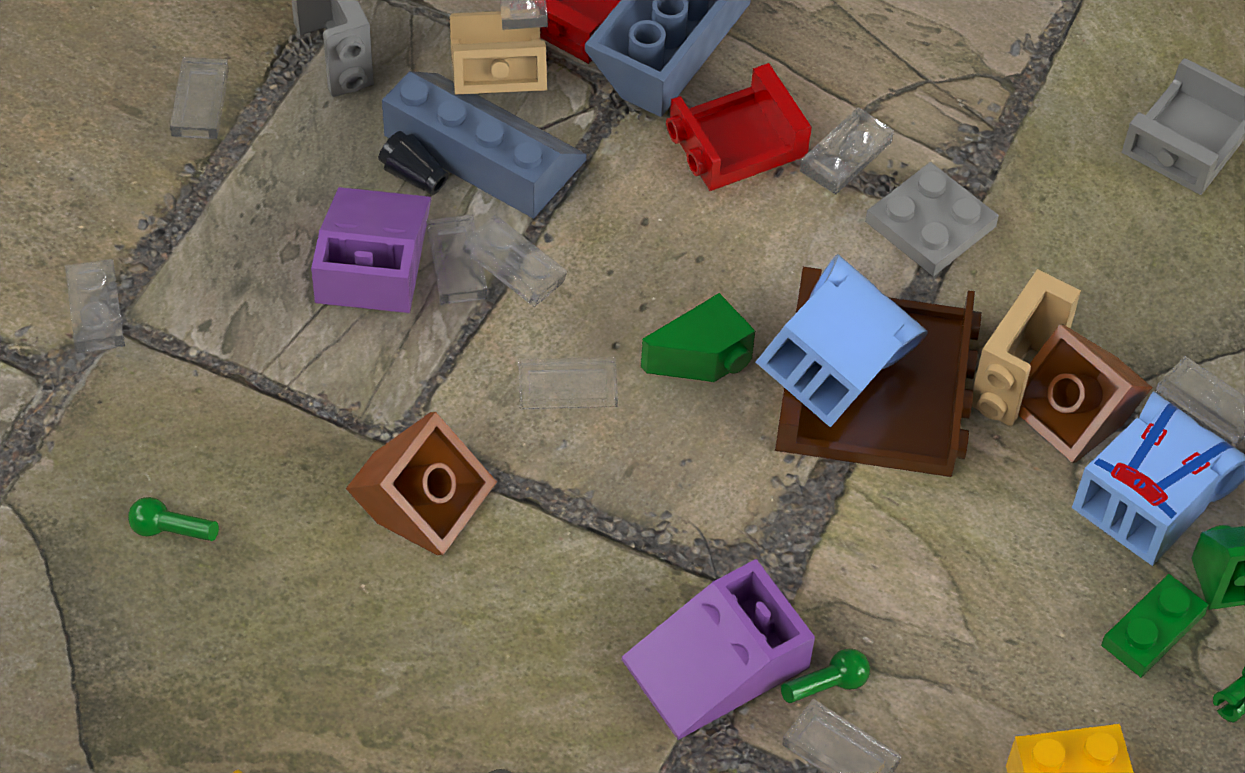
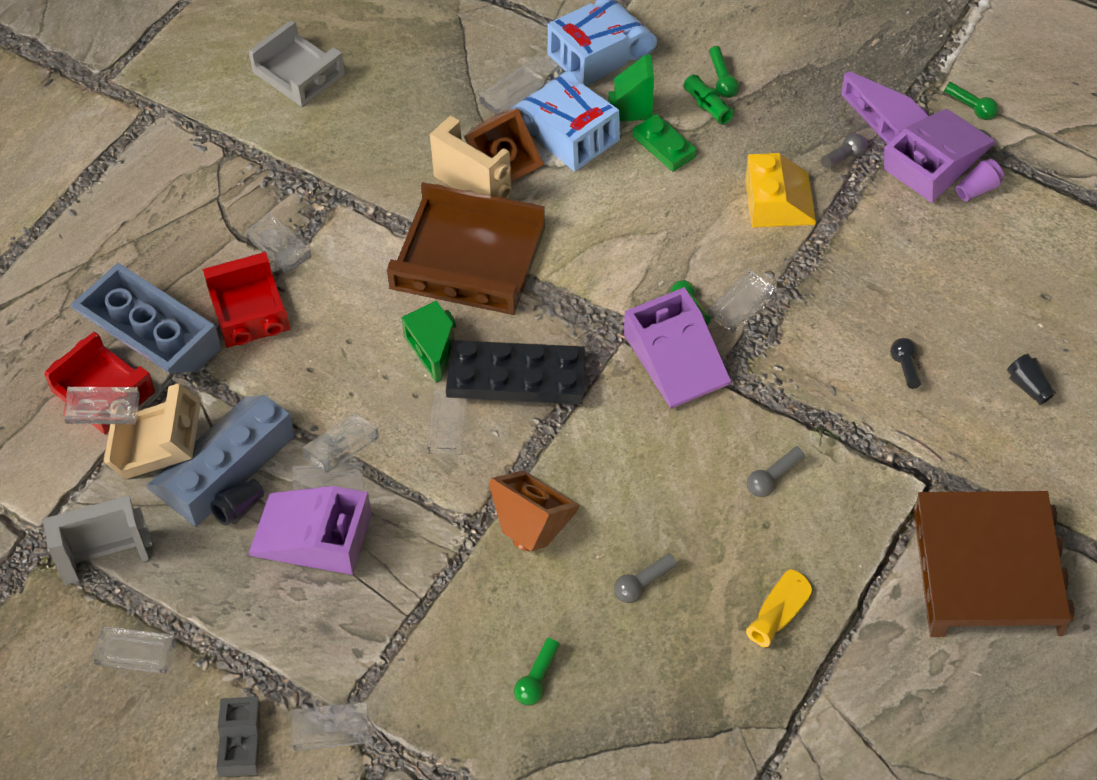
camera: 80 degrees left, 0 degrees up
(92, 216) = (238, 736): none -> dark grey slope
(312, 627) = (630, 587): none -> dark grey bar
(659, 455) = (516, 372): none -> black plate
(839, 341) = (460, 250): light blue piece -> none
(931, 218) = (341, 208): light grey plate -> none

